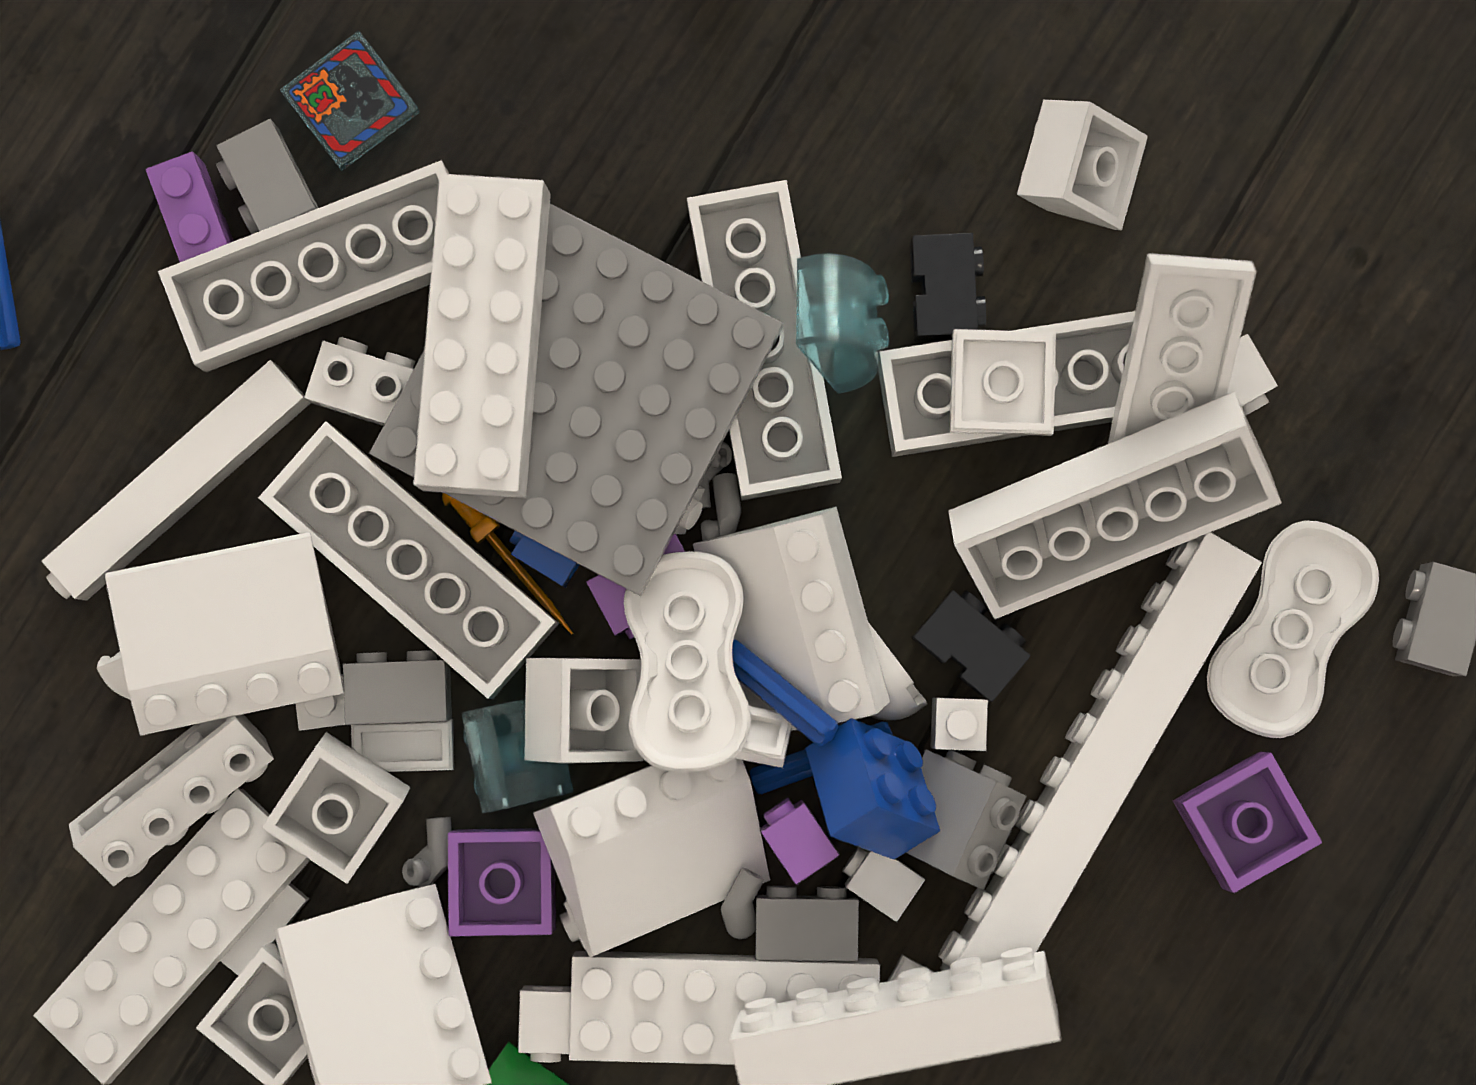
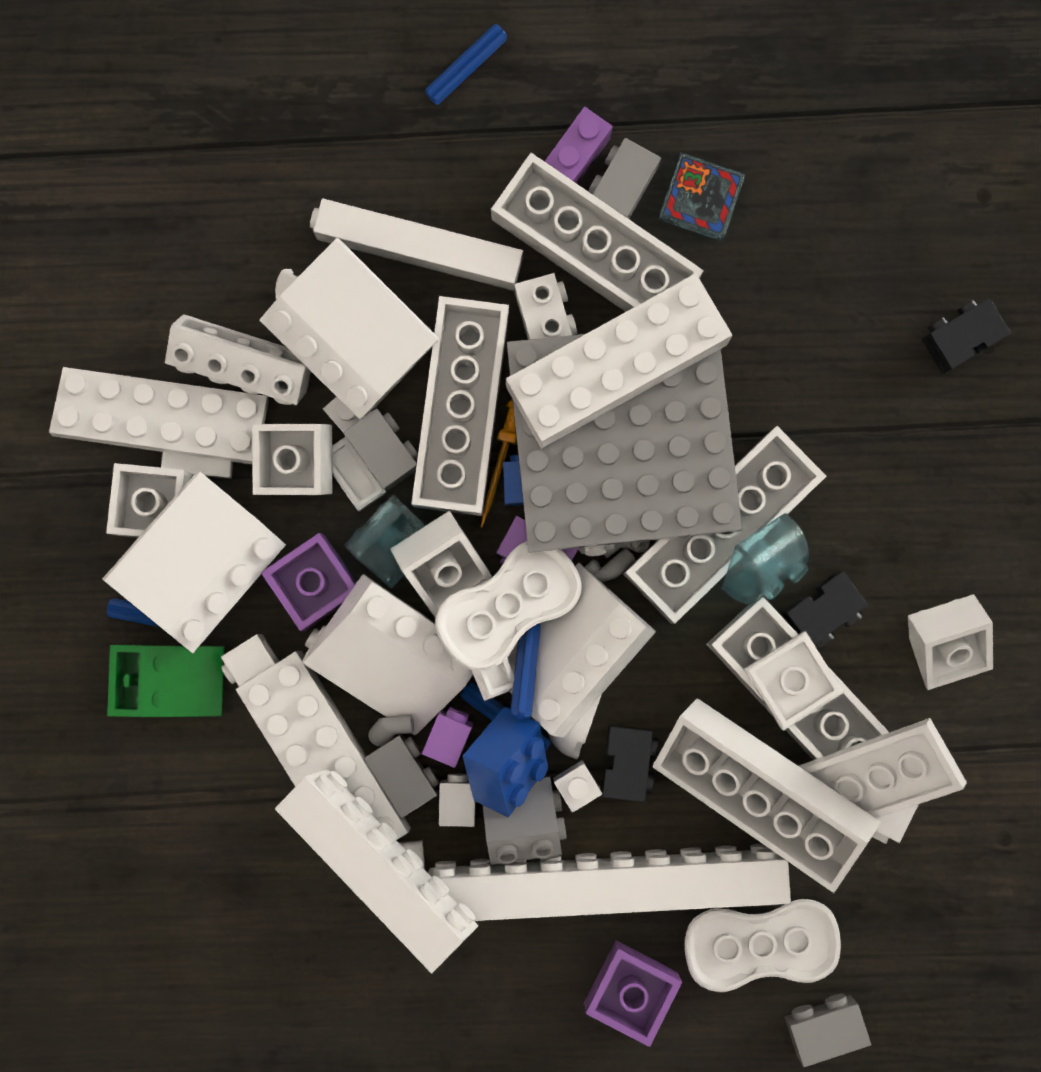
camera: 55 degrees right, 0 degrees up
(433, 858) = (297, 533): light grey arm -> none

